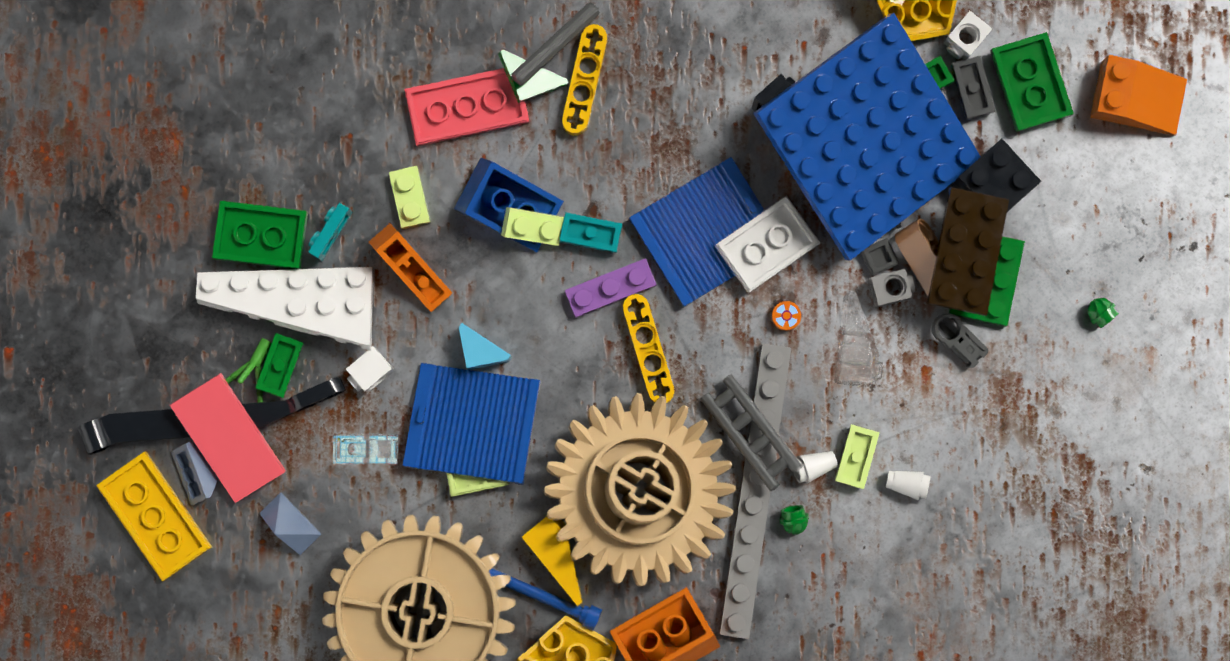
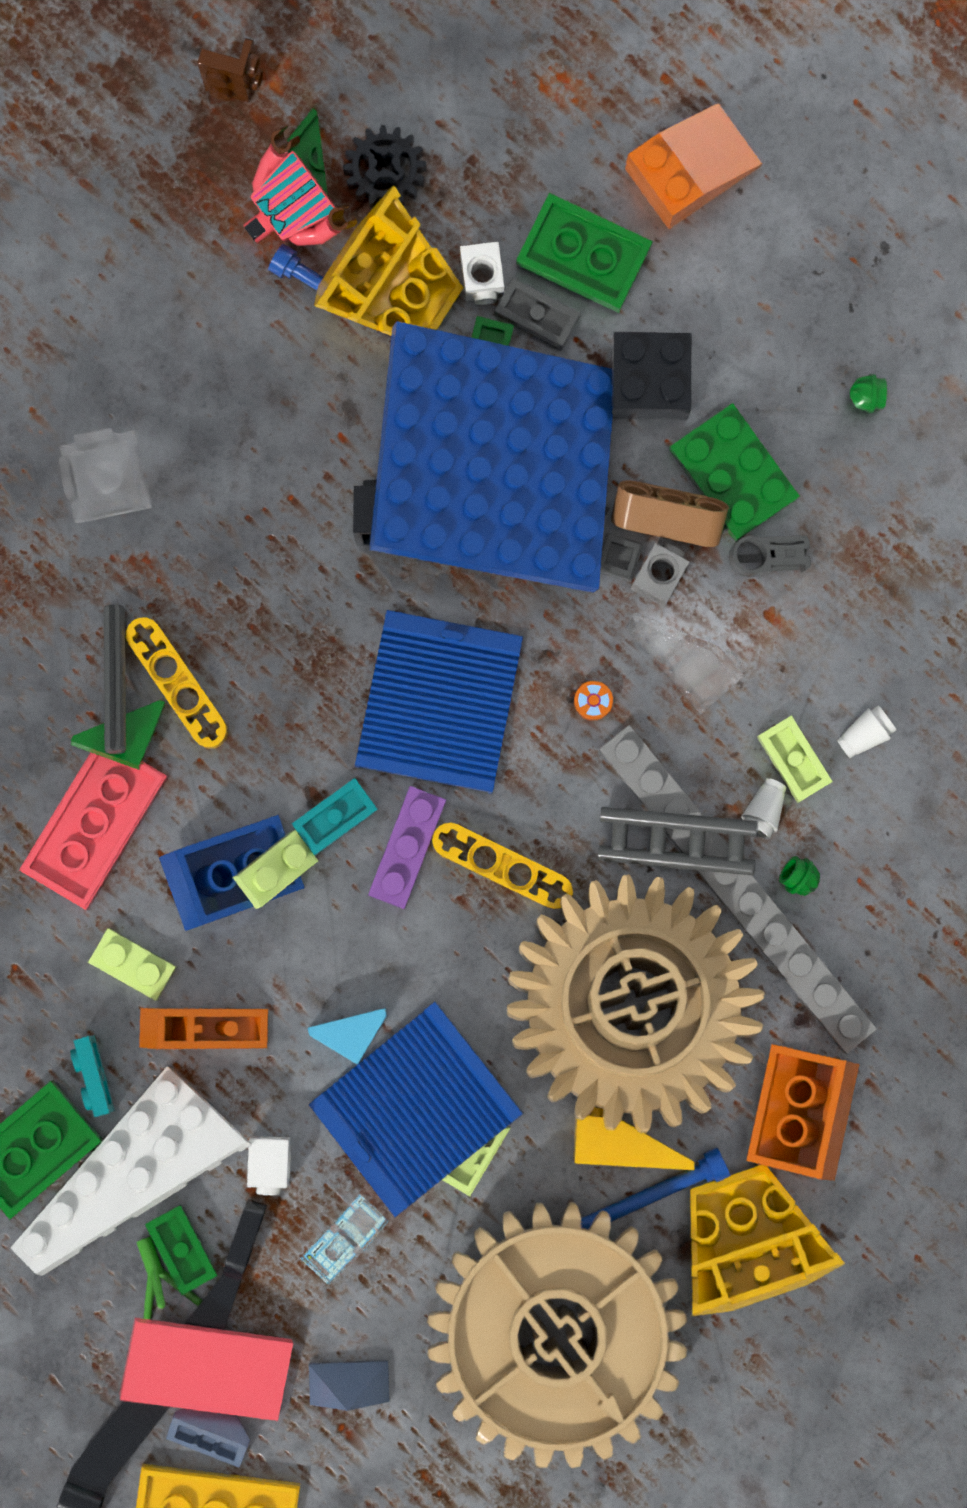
camera: 55 degrees left, 0 degrees up
(767, 244) = (506, 654): white tile -> none
(968, 251) = (695, 466): dark brown plate -> none

